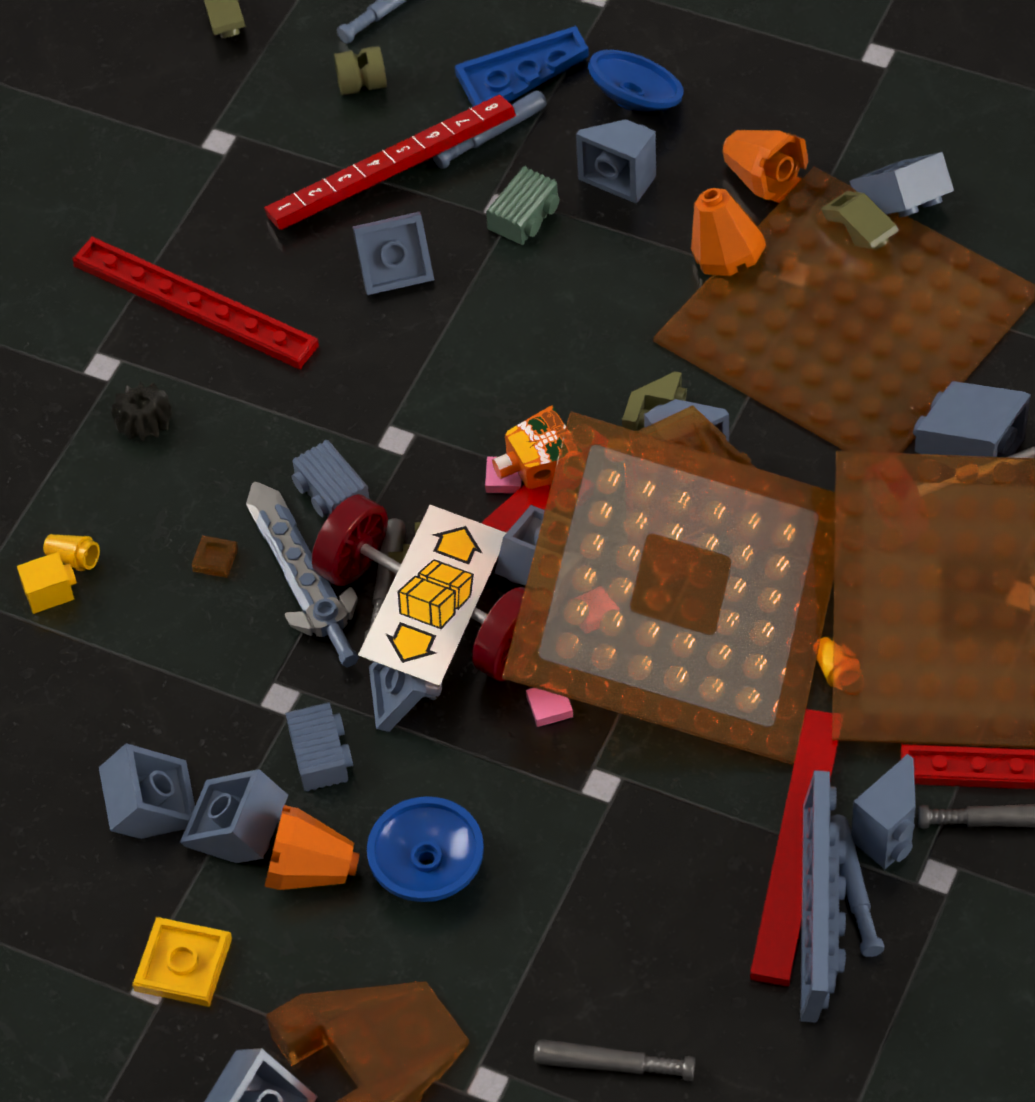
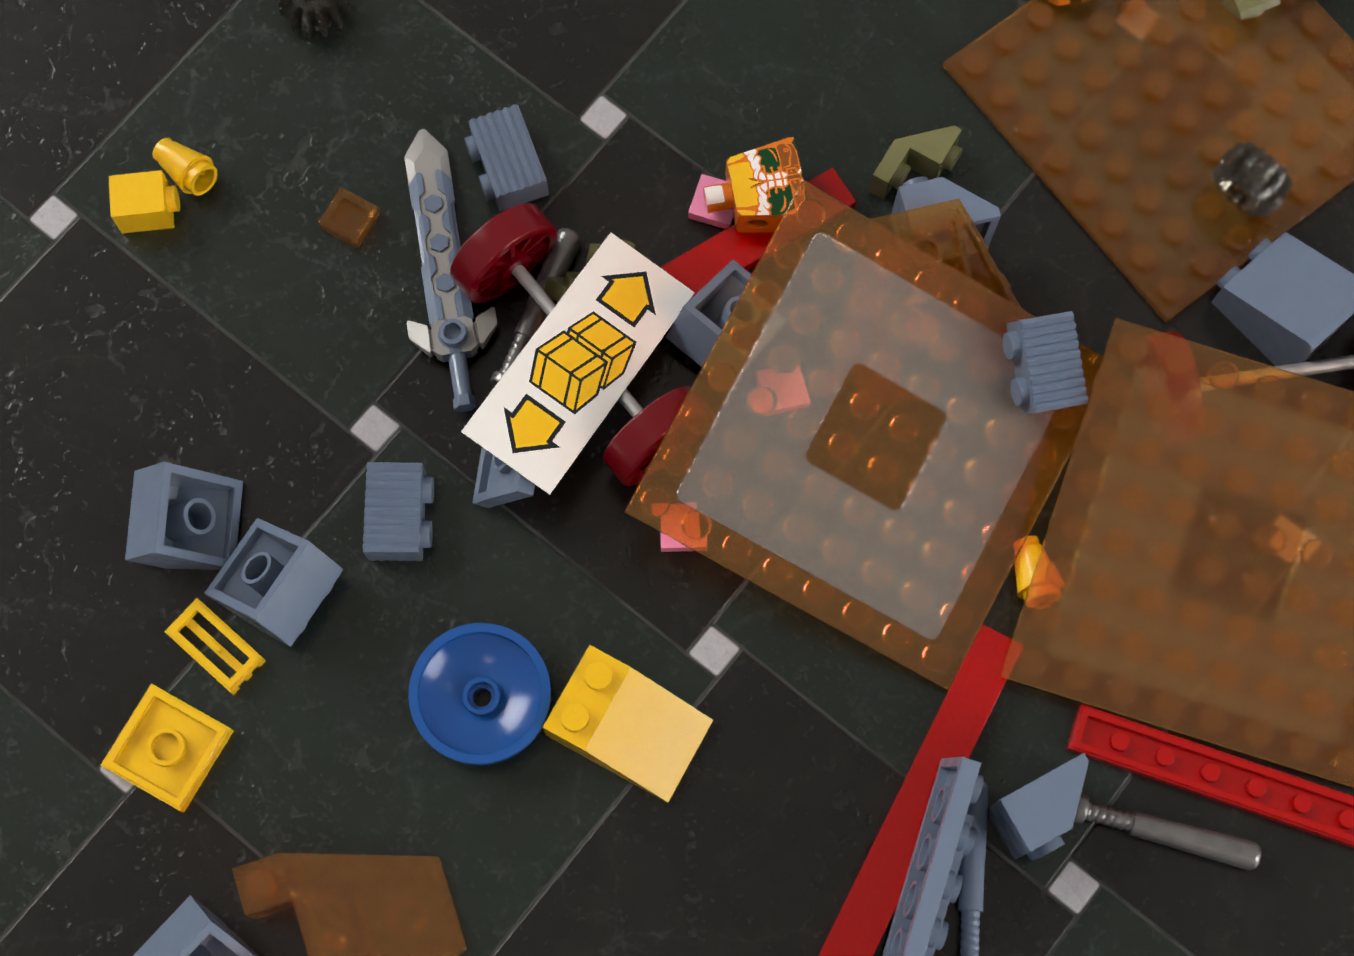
camera: 10 degrees right, 20 degrees up
(217, 903) = (243, 672): none -> yellow tile
(309, 853) = (344, 658): orange cone -> none
(547, 846) = (627, 724): none -> yellow slope
(794, 501) = (1045, 363): none -> sand blue brick
(914, 350) = (1252, 179): none -> clear smoke gear

